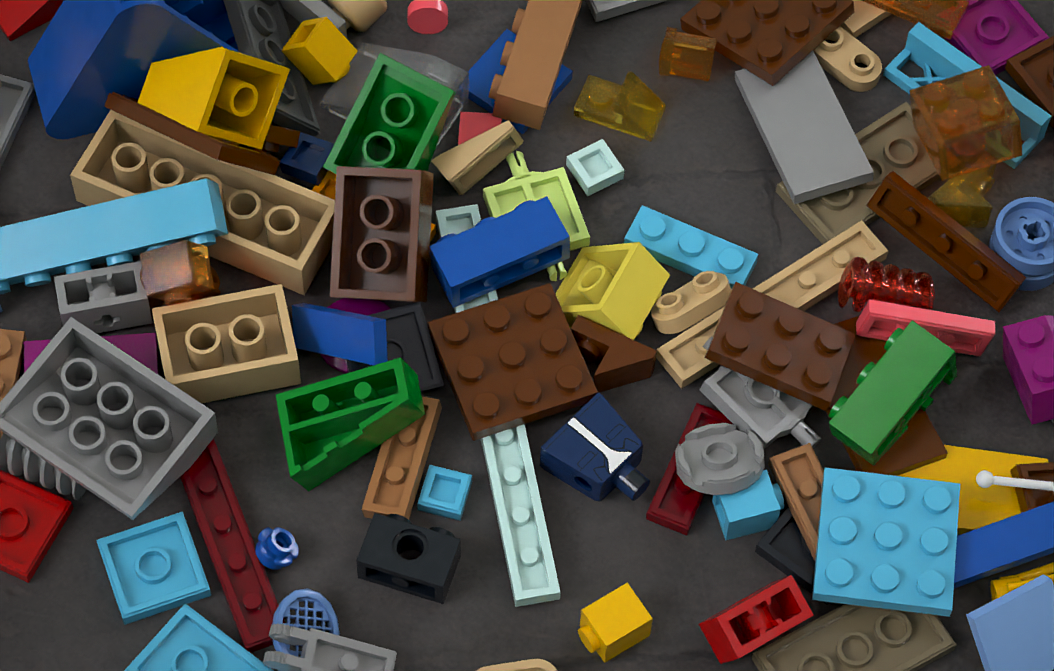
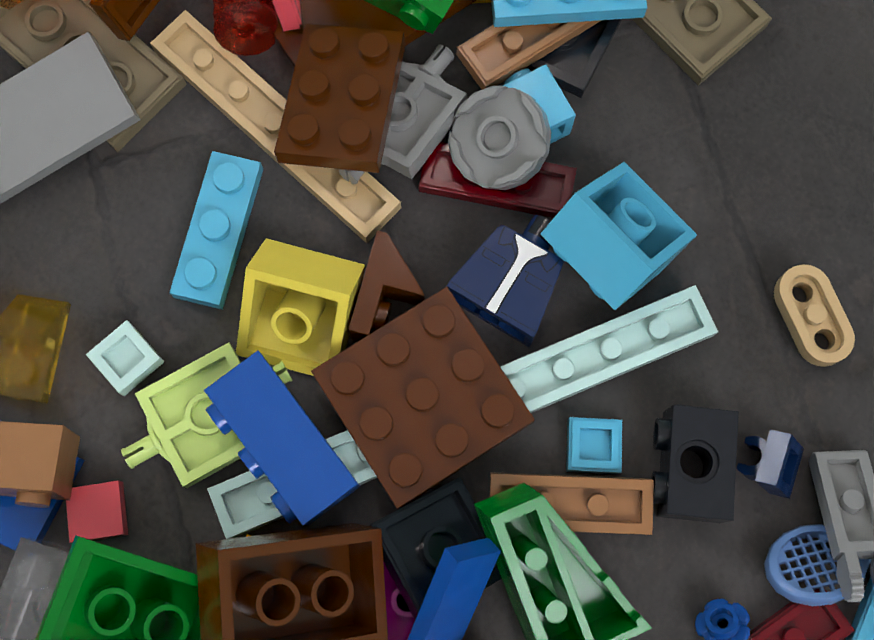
camera: 100 degrees left, 15 degrees up
(393, 620) = (778, 463): none -> dark blue tile
(477, 157) = (149, 512): tan slope -> none
(613, 528) = (617, 234): none -> medium azure brick
(614, 623) = (718, 221): yellow brick -> none
(691, 302) = (293, 207): tan plate -> none
(756, 619) = (677, 71): red brick -> none

